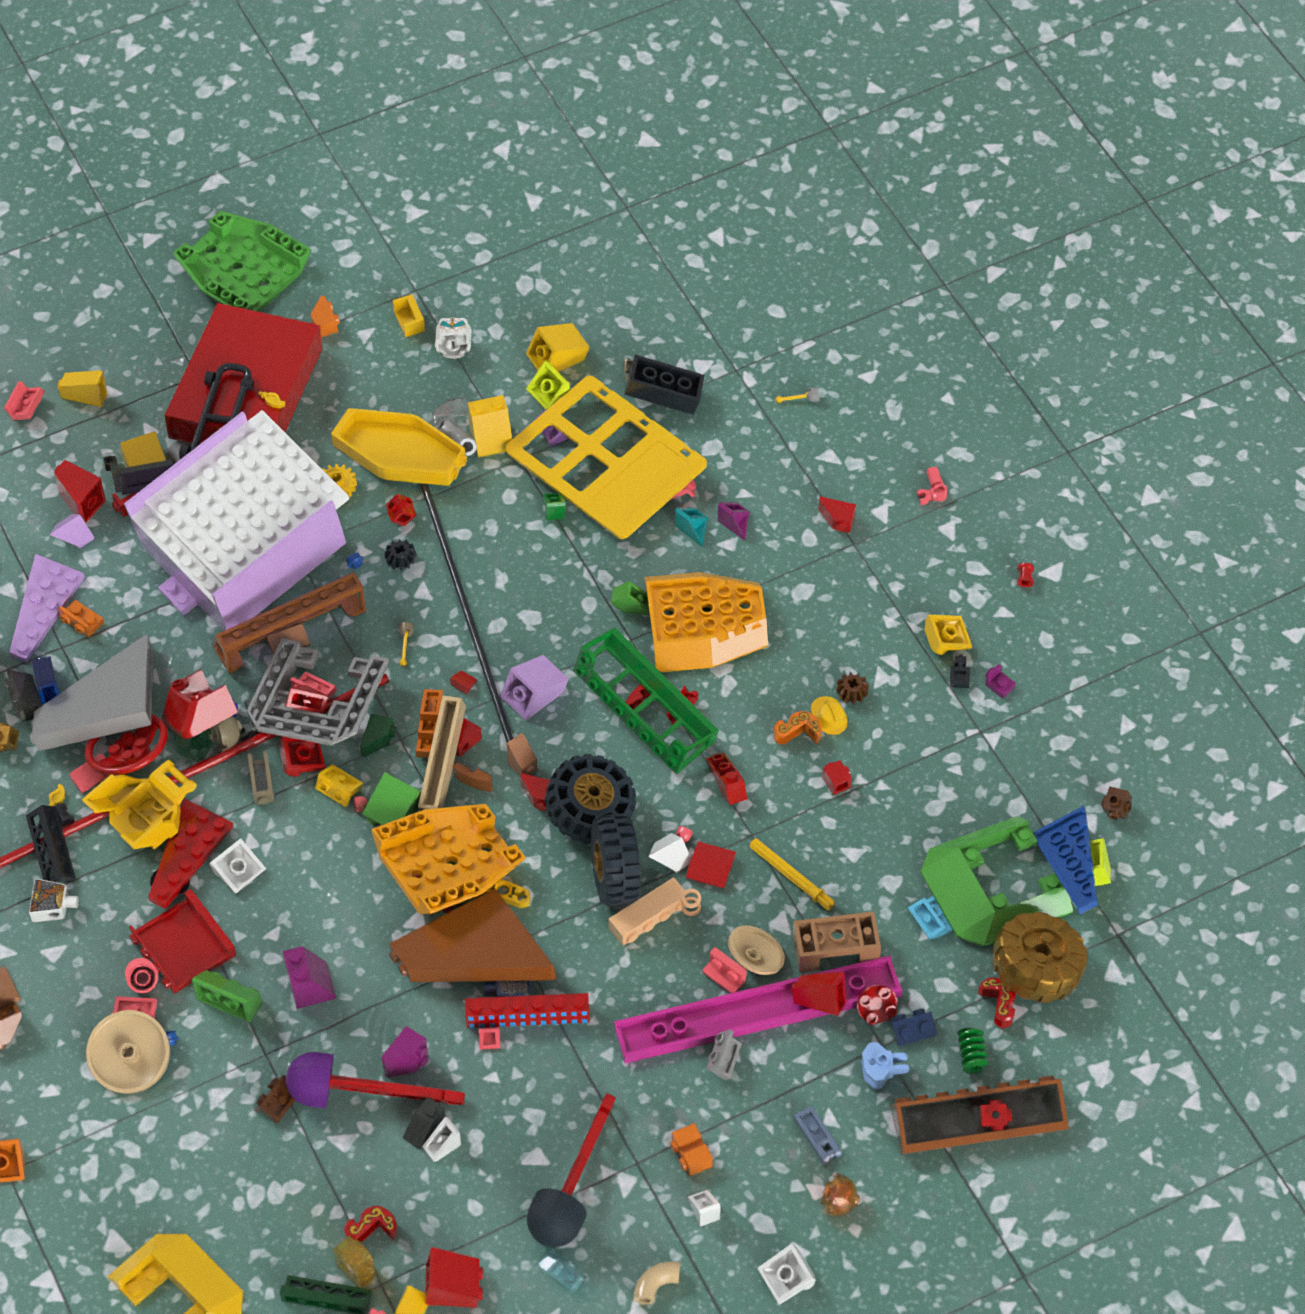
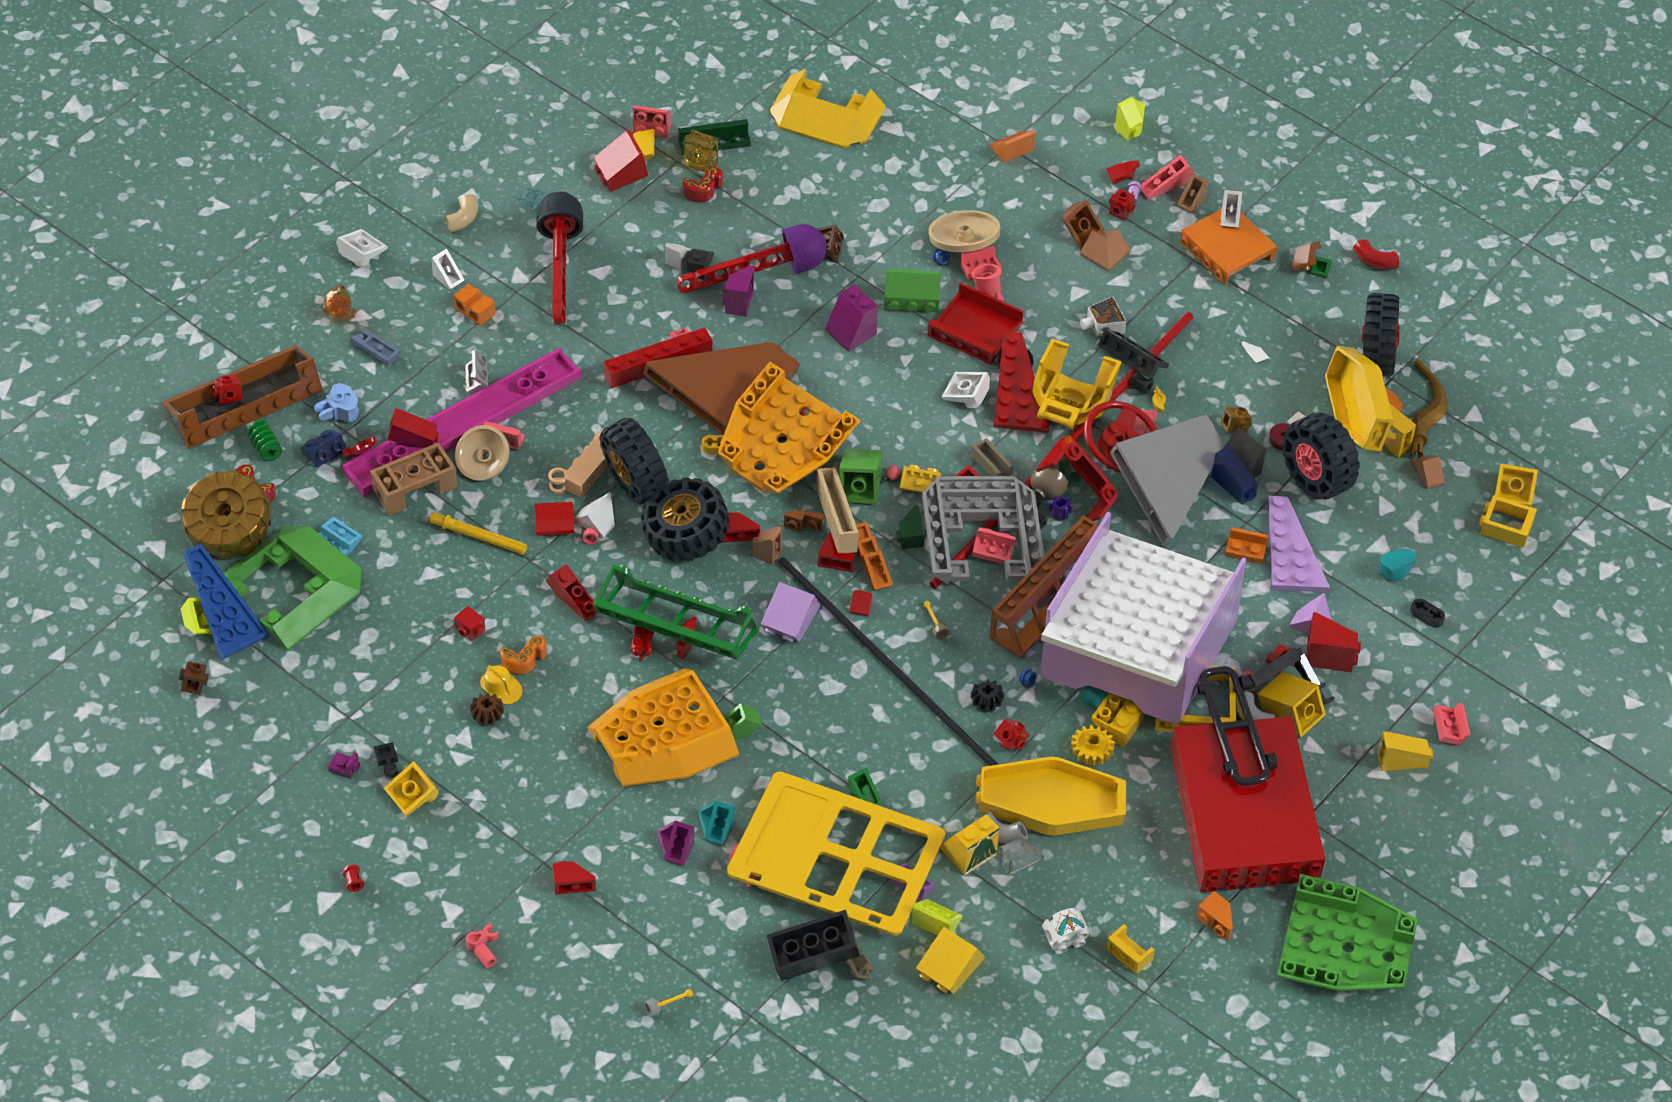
camera: 155 degrees right, 5 degrees down
(272, 399) = (1196, 764): yellow piece -> none
(307, 699) = (987, 518): red slope -> none

